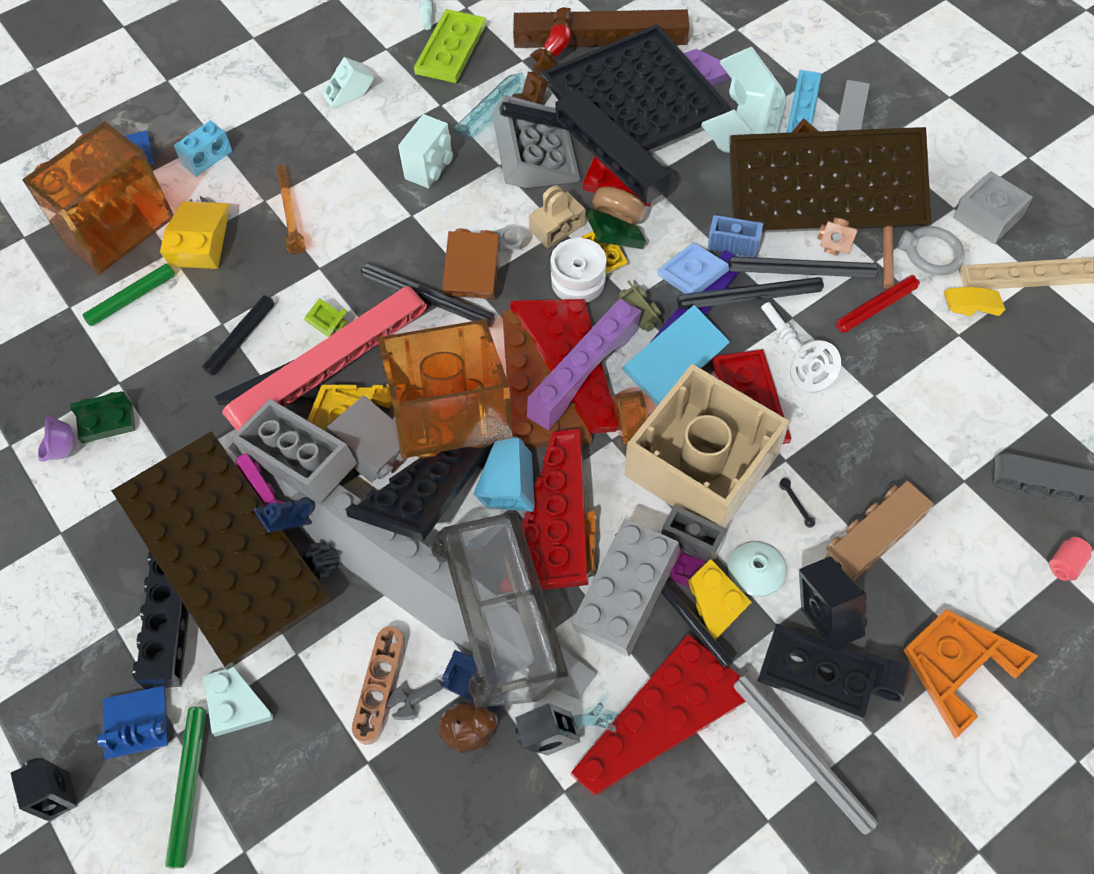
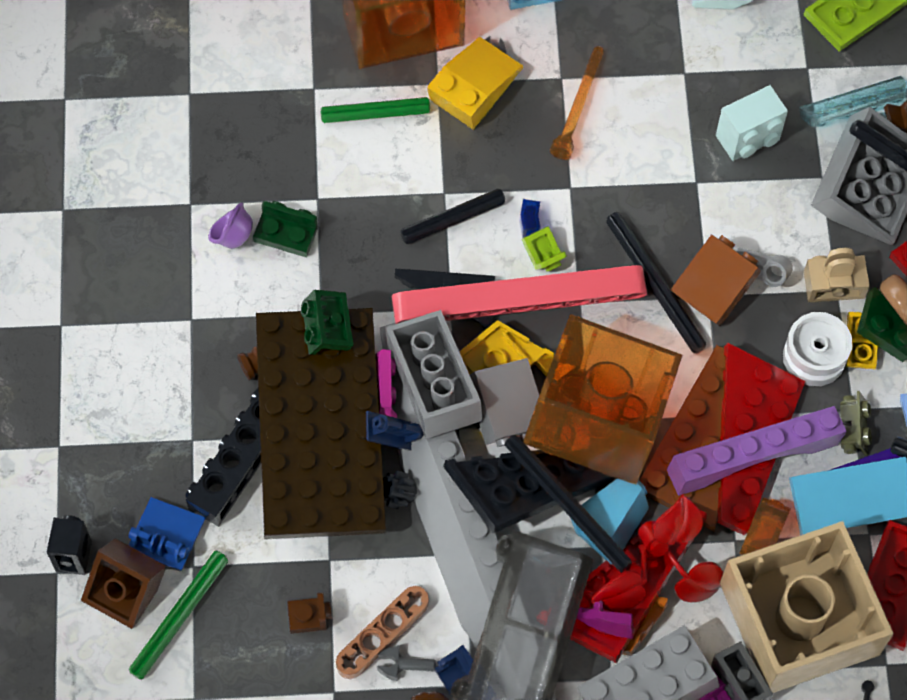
camera: 30 degrees right, 5 degrees up
(115, 790) = (122, 582): none -> reddish brown slope
(130, 537) = (249, 363): none -> reddish brown wheel
(176, 459) = (326, 321): none -> dark green bracket
(232, 703) = (253, 569): light aqua wing -> none
(300, 302) = (529, 217): none -> clear blue piece
(305, 710) = (309, 614): none -> reddish brown bracket
(469, 482) = (568, 503): none -> black axle
(561, 555) = (607, 622): none -> magenta slope
(571, 441) = (678, 524): none -> red plant

